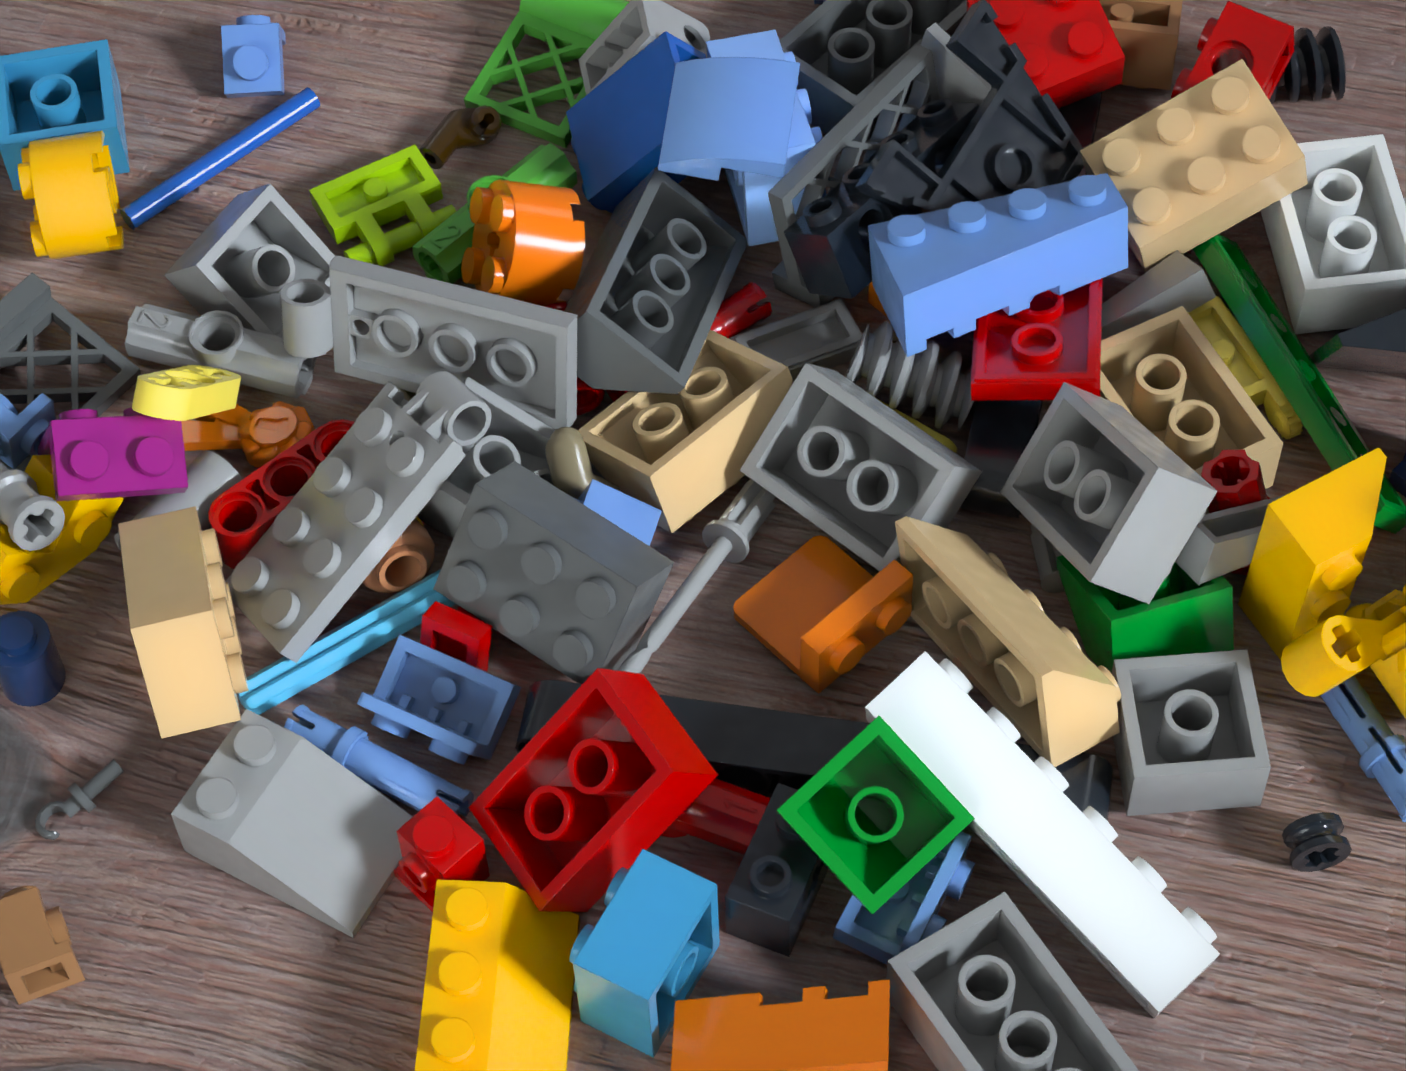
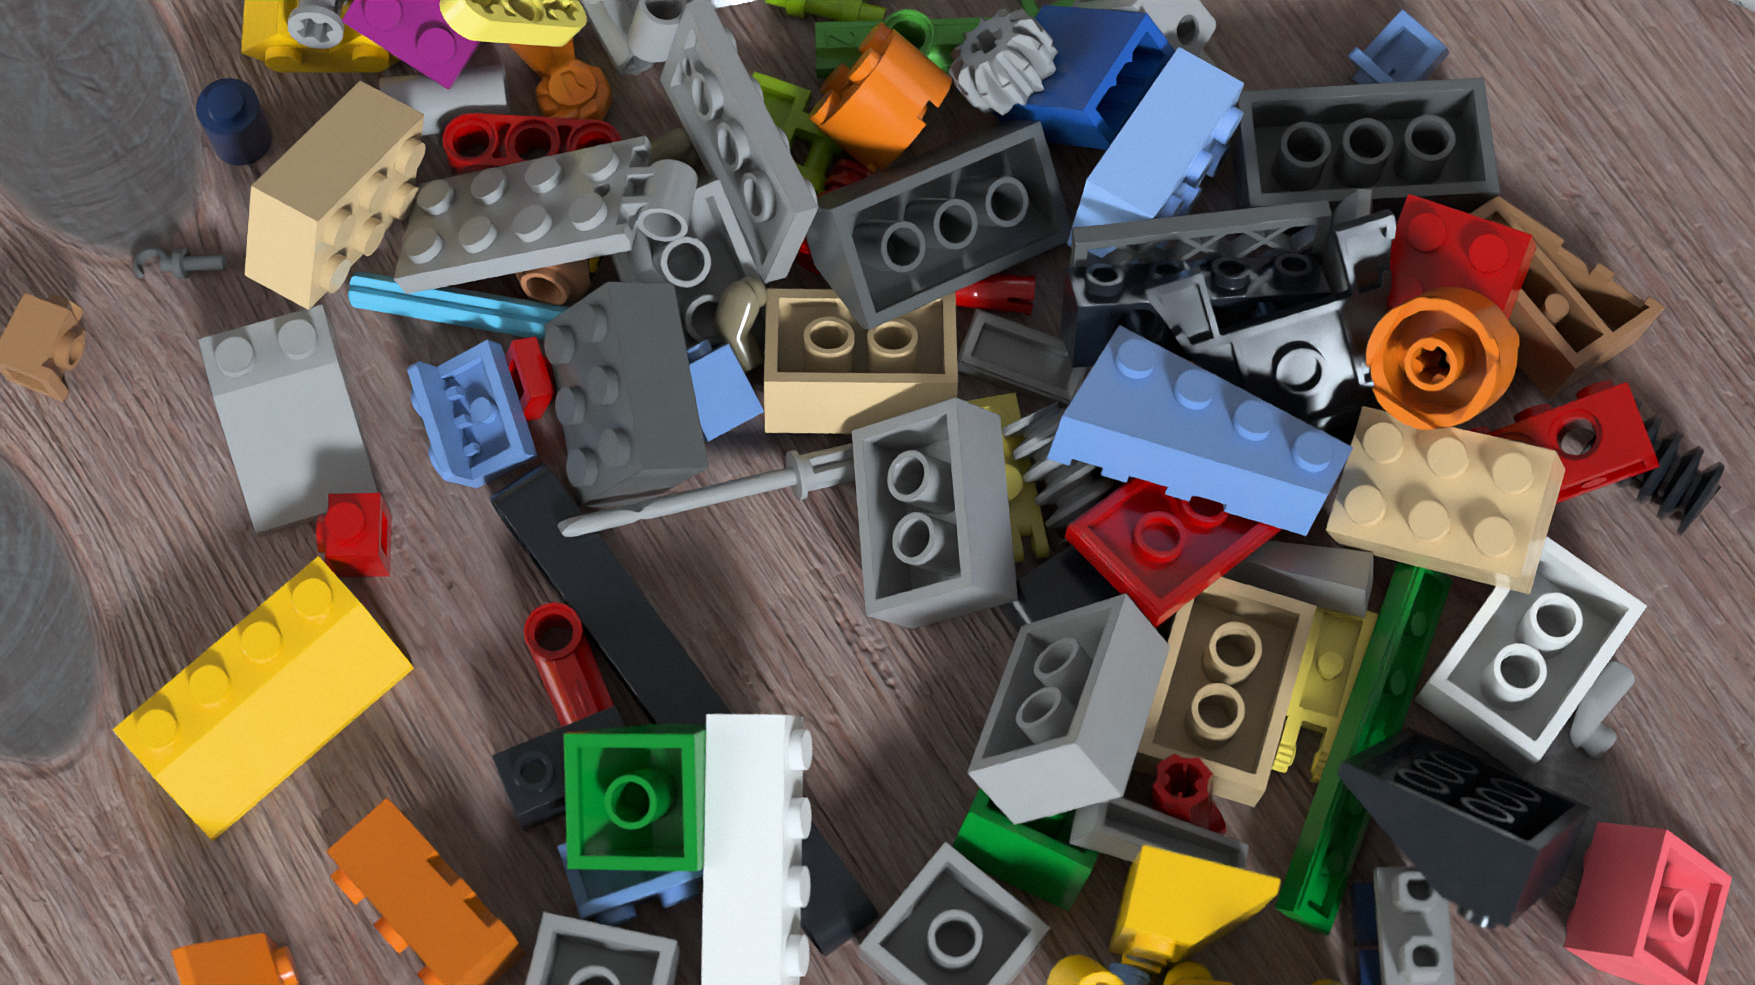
camera: 40 degrees right, 15 degrees up
(377, 765) = (380, 401): medium blue pin -> none
(589, 149) = (1003, 61): none -> light grey gear
(592, 790) = (480, 590): red brick -> none
(645, 950) = (402, 741): dark azure brick -> none
(729, 116) = (1107, 137): medium blue slope -> none
(824, 610) = (805, 596): orange bracket -> none
(1007, 643) = (892, 749): tan slope -> none
(1126, 35) = (1405, 358): none -> orange brick

